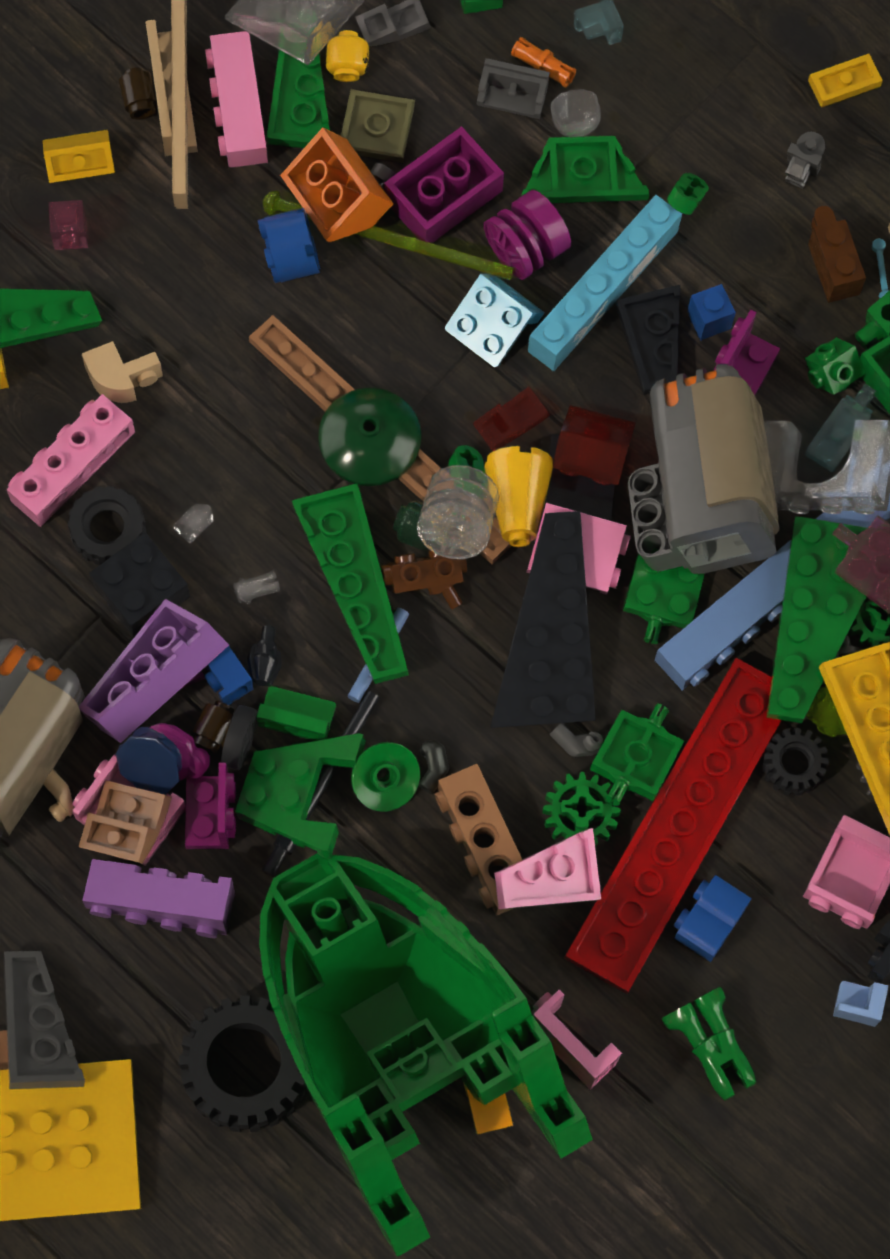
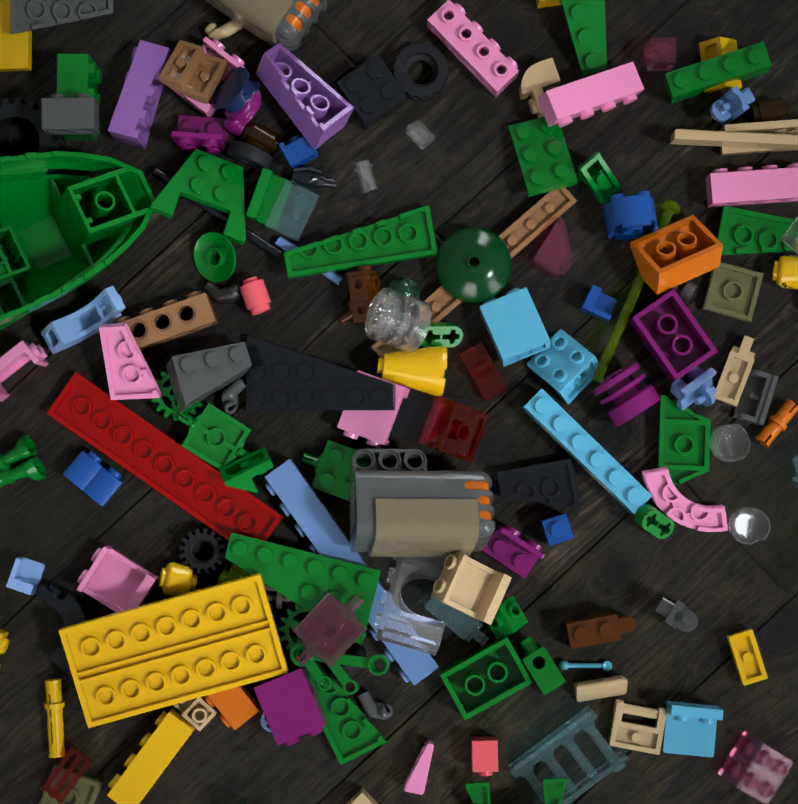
camera: 95 degrees right, 15 degrees up
(92, 153) = (732, 66): none -> green arch
(130, 302) = (591, 94): none -> bright pink brick
(135, 132) = (731, 105): none -> medium blue hips
(170, 980) = (78, 76): none -> green brick
(208, 963) = (70, 115): none -> dark grey brick
(213, 362) = (542, 156): none -> green plate
(239, 289) = (598, 178): none -> green slope
(312, 680) = (292, 211): none -> clear light blue plate
(341, 338) = (555, 251): none -> clear pink slope
(408, 283) = (598, 304): none -> blue panel
(435, 718) = (255, 295): none -> coral brick
(447, 379) = (514, 326): none -> medium azure brick
(472, 909) = (84, 322): none -> light blue arch
(483, 113) = (735, 373): none -> tan hinge
(517, 143) = (698, 391): none -> medium blue hips
(555, 767) = (205, 372): none -> dark grey wedge
(667, 166) = (680, 509): none -> bright pink tile
(678, 84) = (749, 525): none -> clear hair
(681, 711) = (241, 472): none -> green slope
(803, 400) = (470, 587): none -> tan panel
(840, 791) = (177, 579): none -> yellow head

